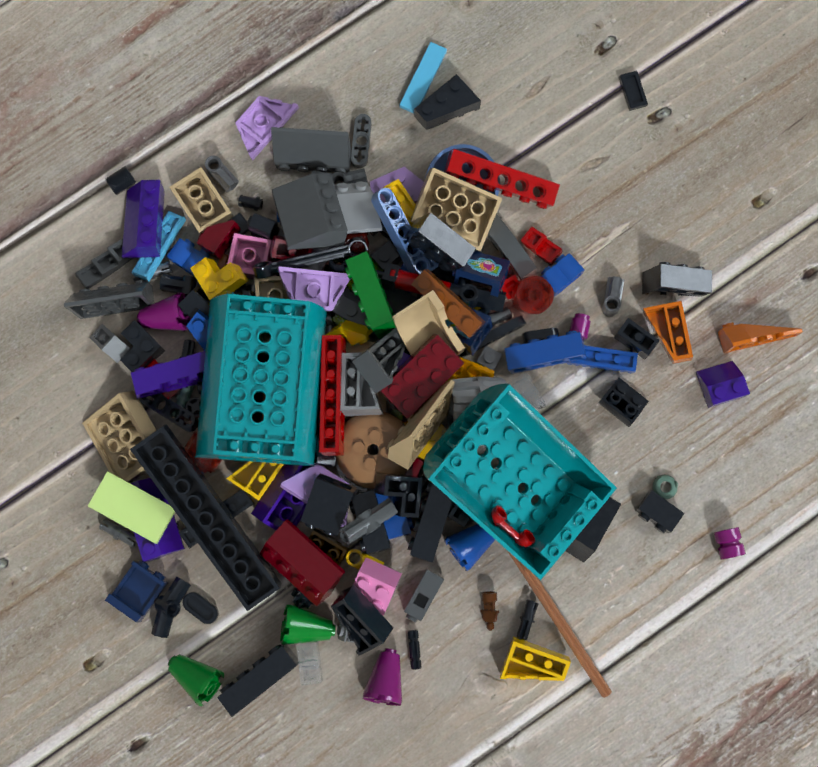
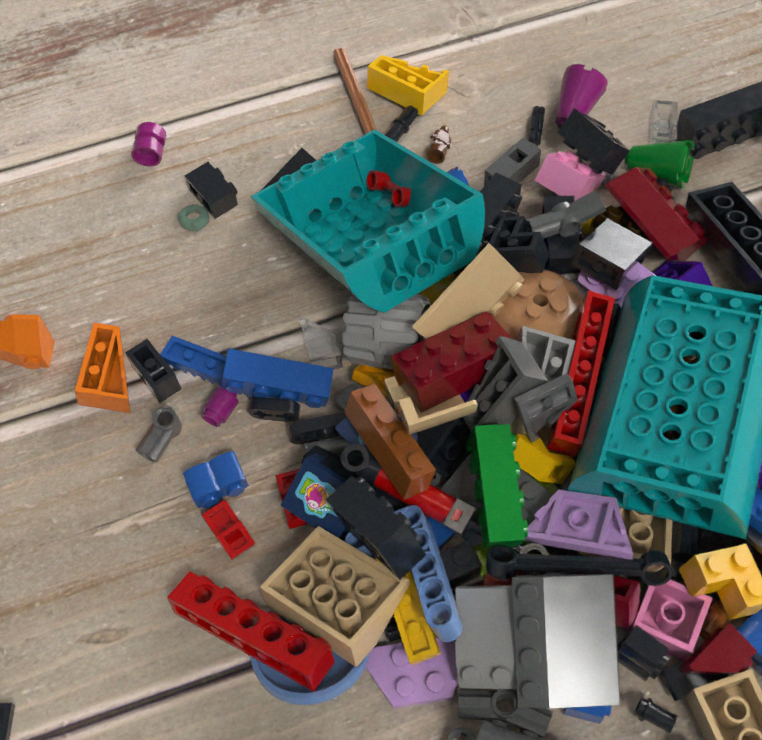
camera: 165 degrees left, 20 degrees down
(345, 354) = (545, 404): none -> flat silver wing
(510, 248) = (271, 524): dark grey slope -> none
(532, 284) = (267, 455): clear red brick -> none
(623, 402) = (203, 306): black brick -> none
(677, 279) = (69, 429): wedge -> none
(722, 384) = (73, 299): dark purple slope -> none

